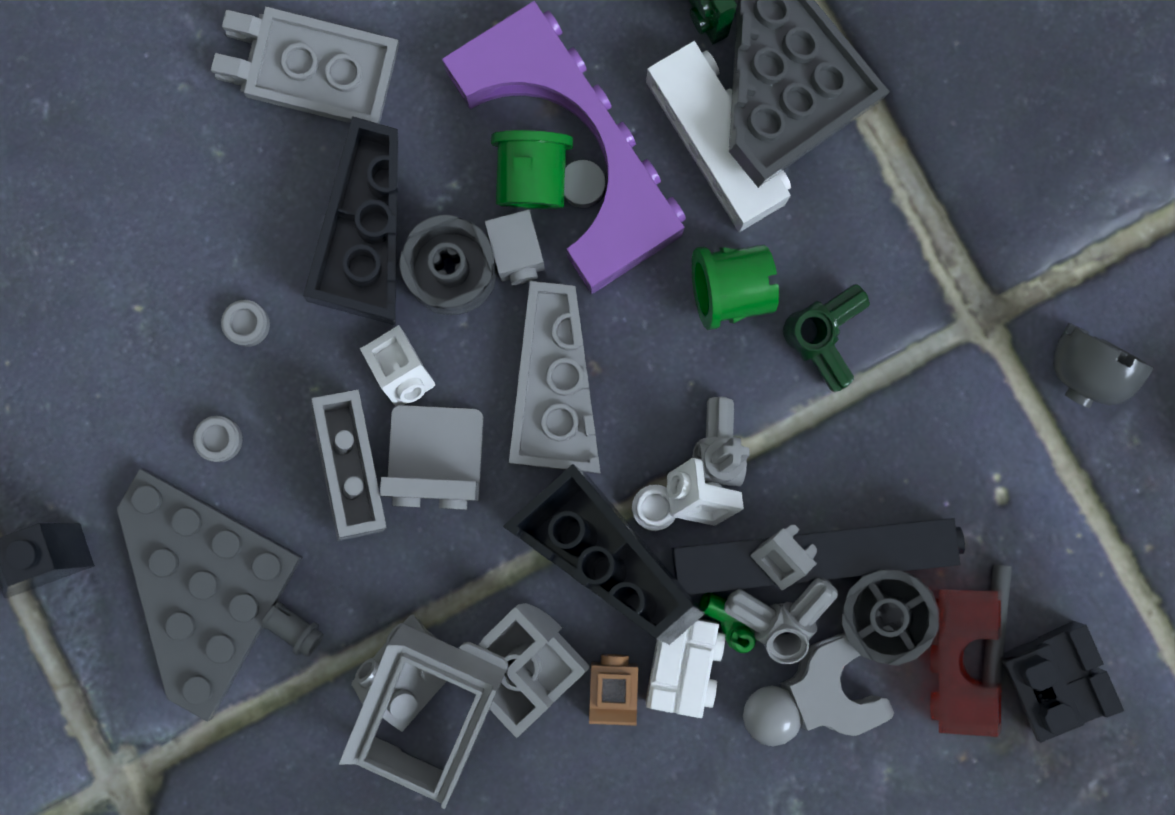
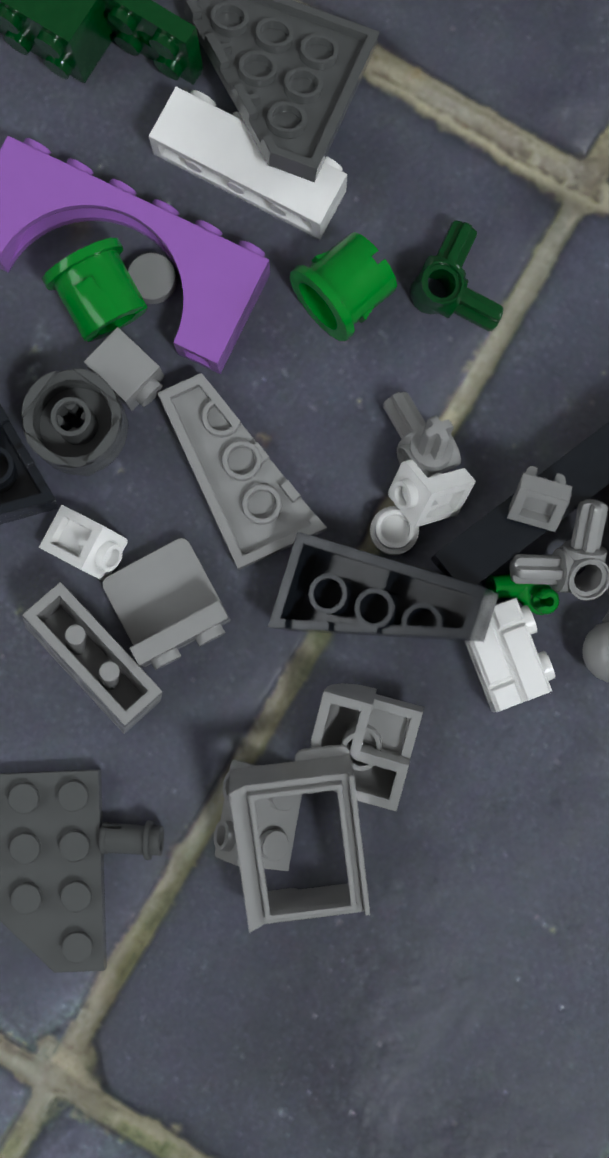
camera: 30 degrees left, 0 degrees up
(613, 691) = (457, 716): medium nougat window -> none

